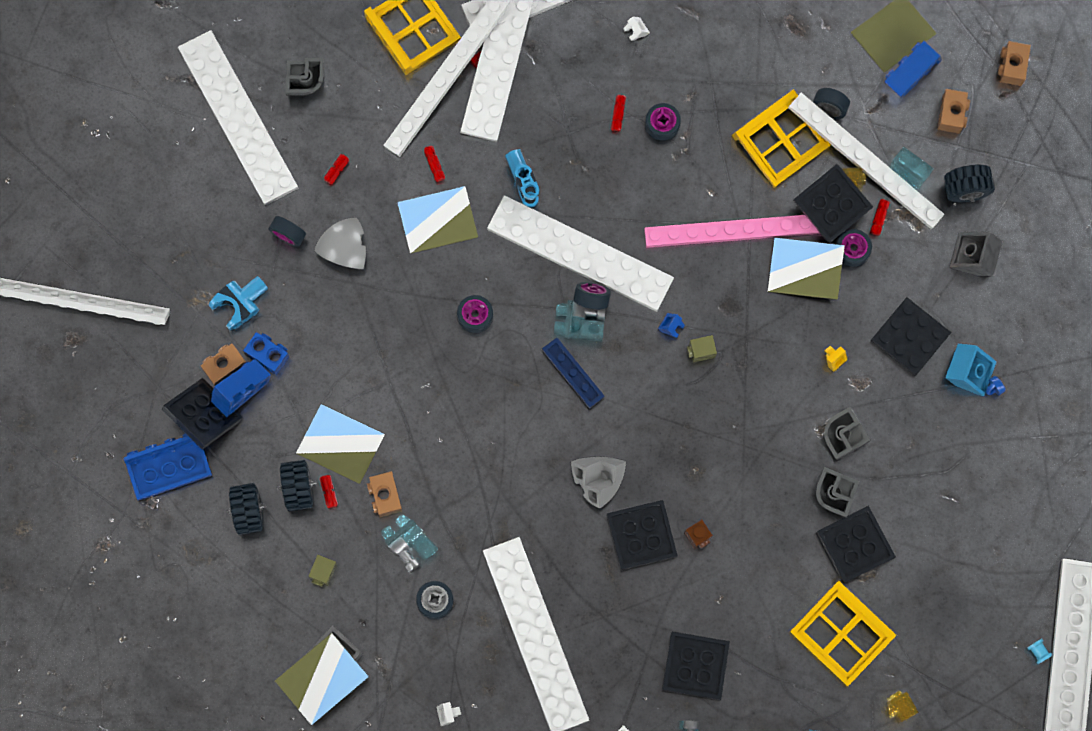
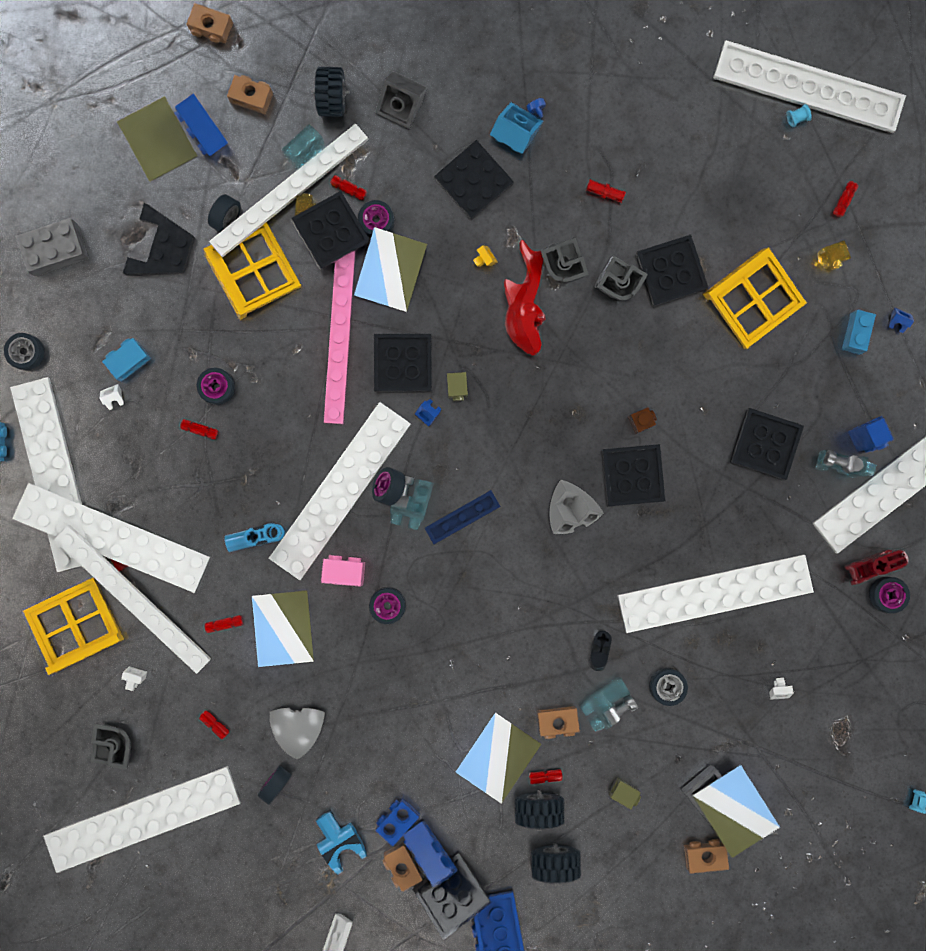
camera: 85 degrees left, 10 degrees up
(263, 651) = (717, 861): none -> medium nougat brick
(371, 88) = (134, 677): none -> white tile
(461, 526) = (602, 642): none -> black piece
(502, 262) = (343, 571): none -> bright pink brick
(674, 36) = (126, 359): none -> dark azure brick
(716, 293) = (402, 363): none -> black plate
(786, 398) = (522, 311): none -> red piece
(788, 60) = (169, 248): none -> black wing
(924, 466) = (605, 191): none -> red pin
(963, 713) = (845, 199): none -> red axle

